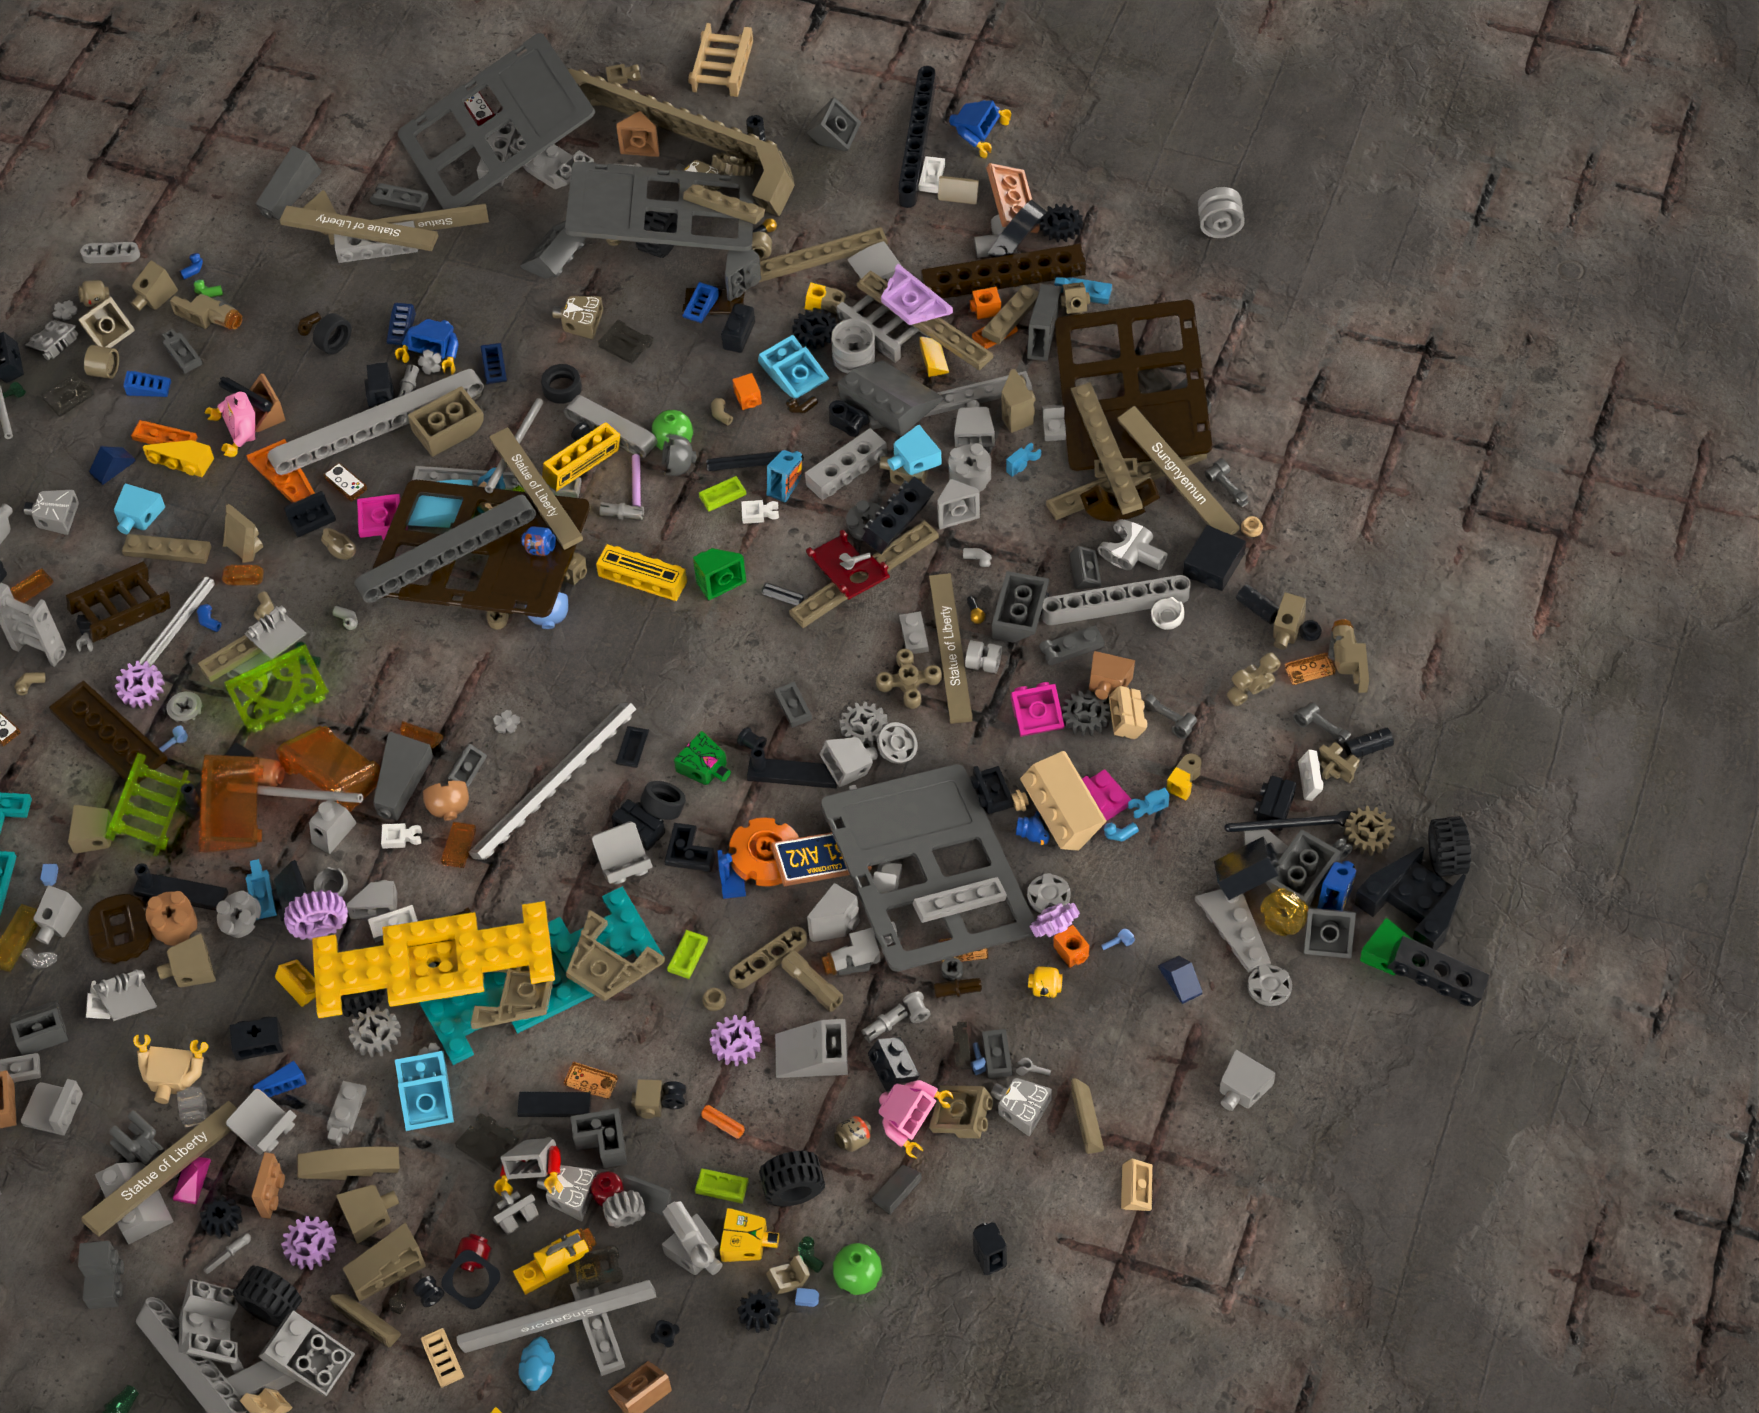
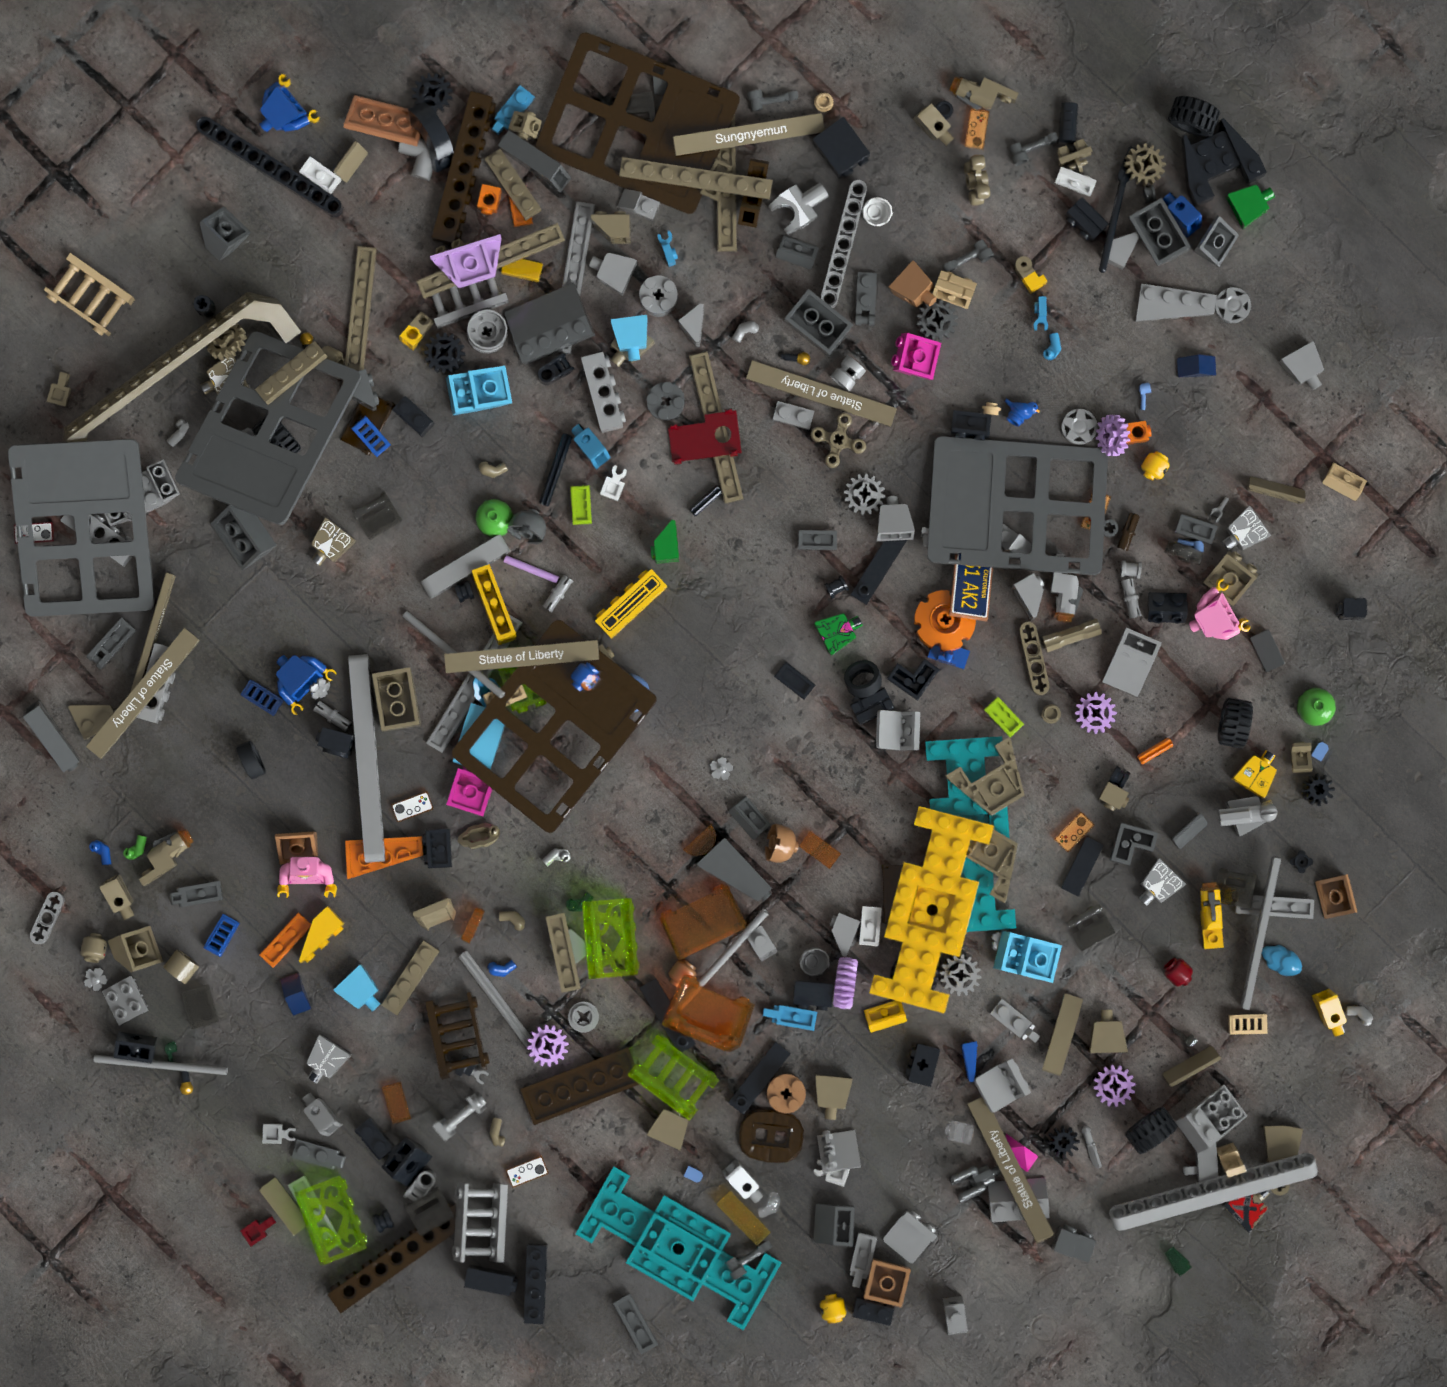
camera: 60 degrees left, 30 degrees up
(169, 1069) = (920, 1138): tan torso -> none
(180, 736) = (609, 1029): medium blue hand -> none
(206, 1322) = (1156, 1183): light grey slope -> none
(228, 909) = (811, 1050): light grey plate -> none
(255, 400) = (282, 857): black axle -> none
(267, 1186) = (1066, 1102): medium nougat plate -> none
(275, 632) = (565, 921): light grey hinge -> none
(306, 323) = (219, 777): dark brown arm -> none
(384, 1263) = (1158, 1039): dark tan wedge -> none
(397, 835) = (790, 894): white plate -> none
(428, 1291) = (1193, 1014): black wheel -> none
(444, 548) = (549, 753): dark grey beam -> none
(467, 1256) = (1196, 999): black piece -> none
(493, 349) = (328, 637): dark blue slope -> none
(525, 1206) = (1156, 929): light grey hips -> none
(531, 1160) = (1130, 900): light grey torso -> none
(547, 786) = (798, 754): plate -> none
(556, 372) = (383, 585): black tyre -> none
(605, 1186) = (1175, 856): dark red head -> none
(623, 1208) = (1197, 851): light grey gear -> none
(638, 136) = (152, 407): medium nougat slope -> none
(721, 1185) = (1207, 773): lime plate -> none
(747, 391) = (486, 439): orange brick -> none
(801, 407) = (521, 401): dark brown arm -> none
(806, 1252) = (1289, 737): clear green arm -> none
(849, 561) = (705, 437): light grey hand -> none
(852, 1134) = (1212, 662): dark tan head -> none
(875, 258) = (398, 270): light grey slope -> none
(897, 515) = (670, 351): black brick -> none
(897, 743) = (894, 477): light grey wheel -> none
(959, 899) = (1063, 496): light grey plate -> none
(1063, 801) = (1014, 378): tan slope -> none
(1107, 794) = (1015, 348): dark pink plate -> none
(1246, 867) = (1142, 273): black brick -> none
(1258, 603) = (902, 136): black axle -> none
(1294, 907) = (1187, 265): clear yellow plate -> none
(1450, 969) = (1268, 199): black brick -> none

